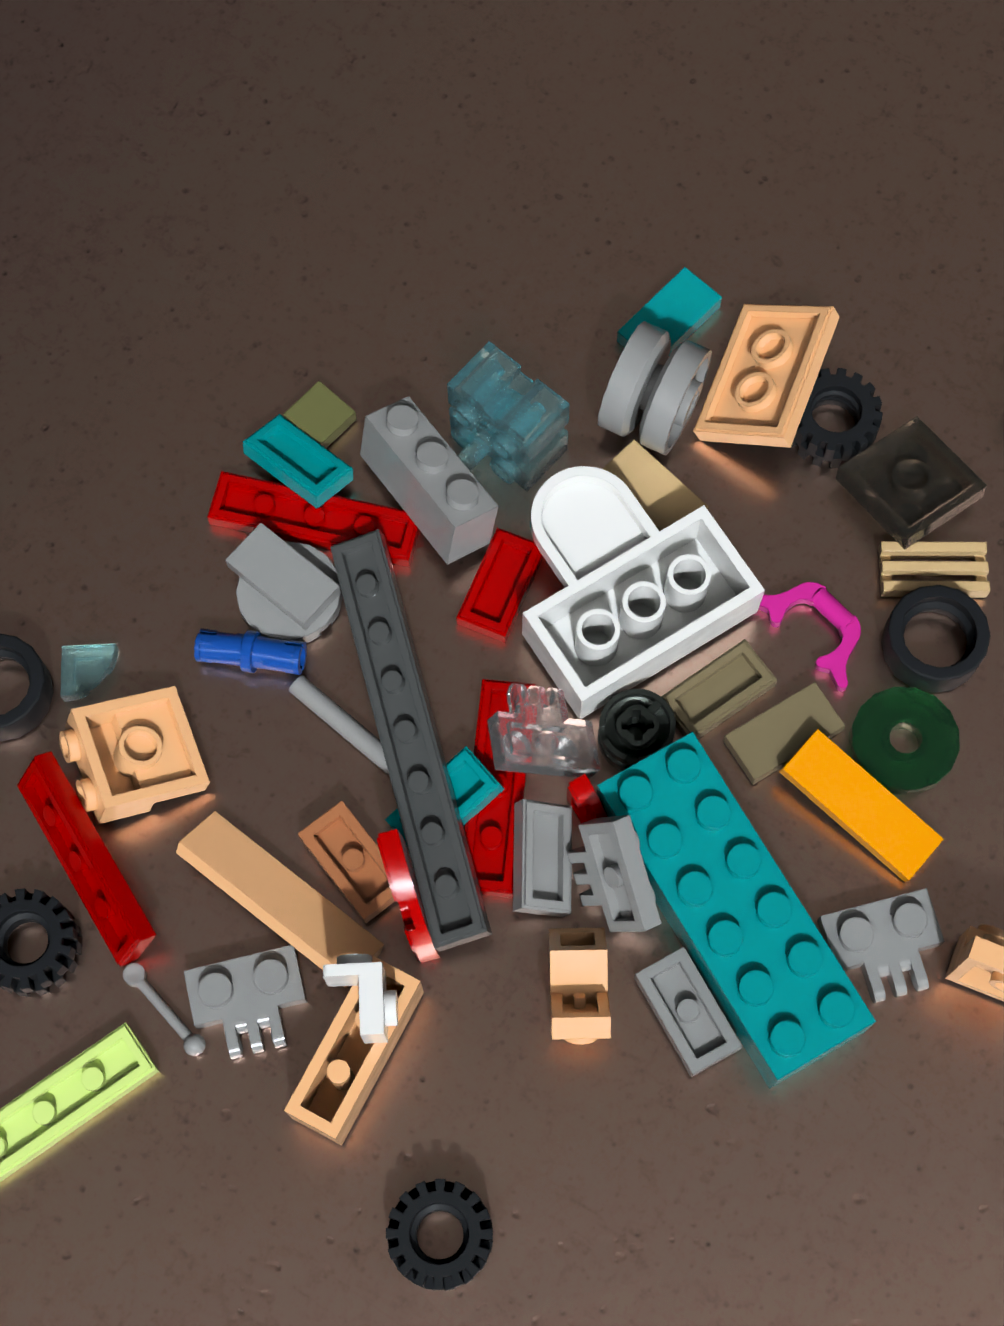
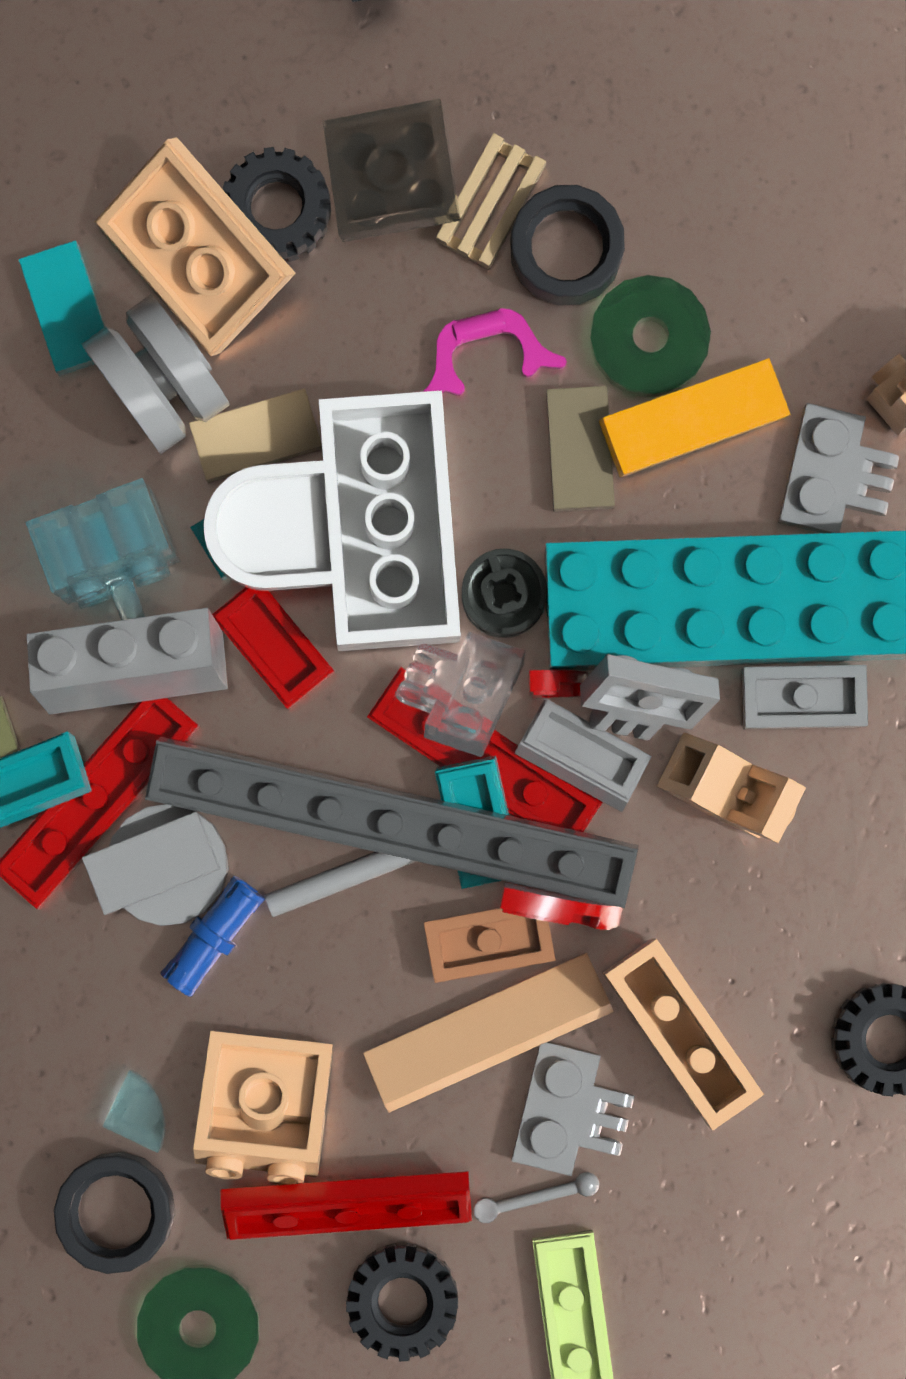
camera: 60 degrees left, 15 degrees up
(376, 1005) = (666, 993): white bracket -> none
(719, 690) = (502, 488): dark tan tile -> none

